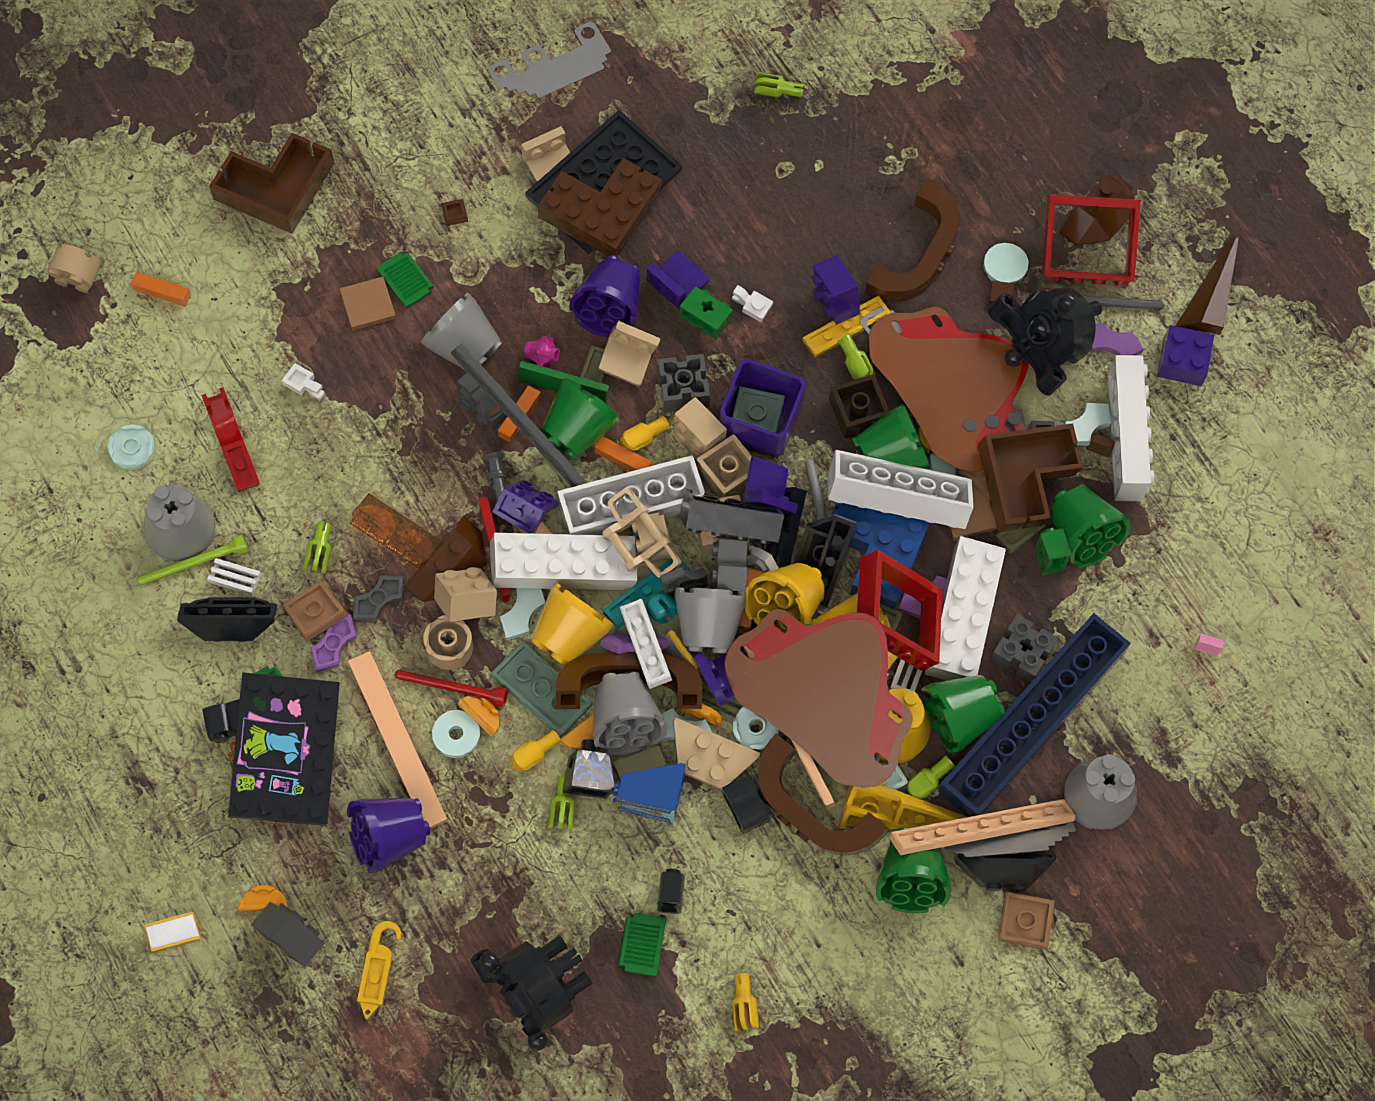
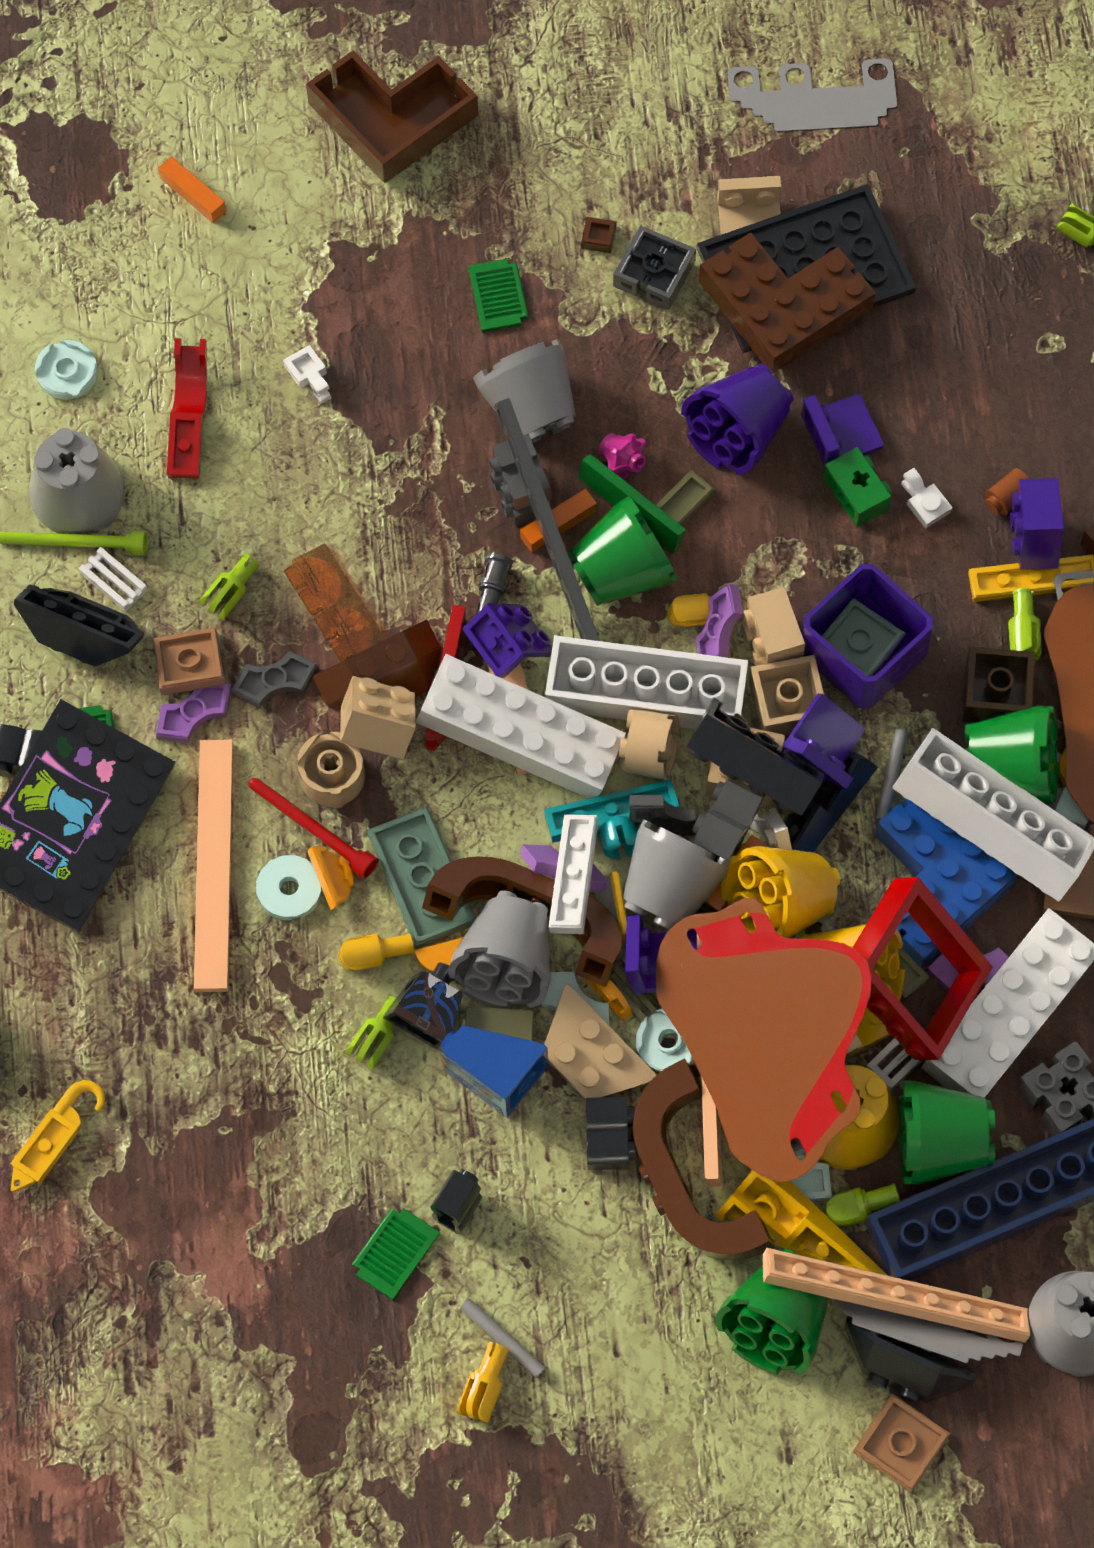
camera: 30 degrees right, 0 degrees up
(73, 267) = (98, 121): tan brick -> none
(367, 303) = (436, 306): medium nougat tile -> none
(386, 830) = (143, 968): dark purple cone -> none
(503, 219) = (654, 267): none -> piece
(517, 620) = (432, 778): light aqua tile -> none
(534, 984) = (225, 1240): black piece -> none
(568, 626) = (489, 810): yellow cone -> none
(620, 455) = (661, 624): orange piece -> none
(623, 523) = (615, 710): tan bar -> none
(628, 353) = (730, 499): tan bracket -> none
(661, 431) = (724, 612): none -> medium lavender tile
(674, 374) = (776, 548): dark grey brick -> none
(740, 968) = (503, 1338): none -> light grey bar
(802, 279) = (1000, 494): none -> dark orange brick
(826, 547) = (864, 852): black wedge -> none

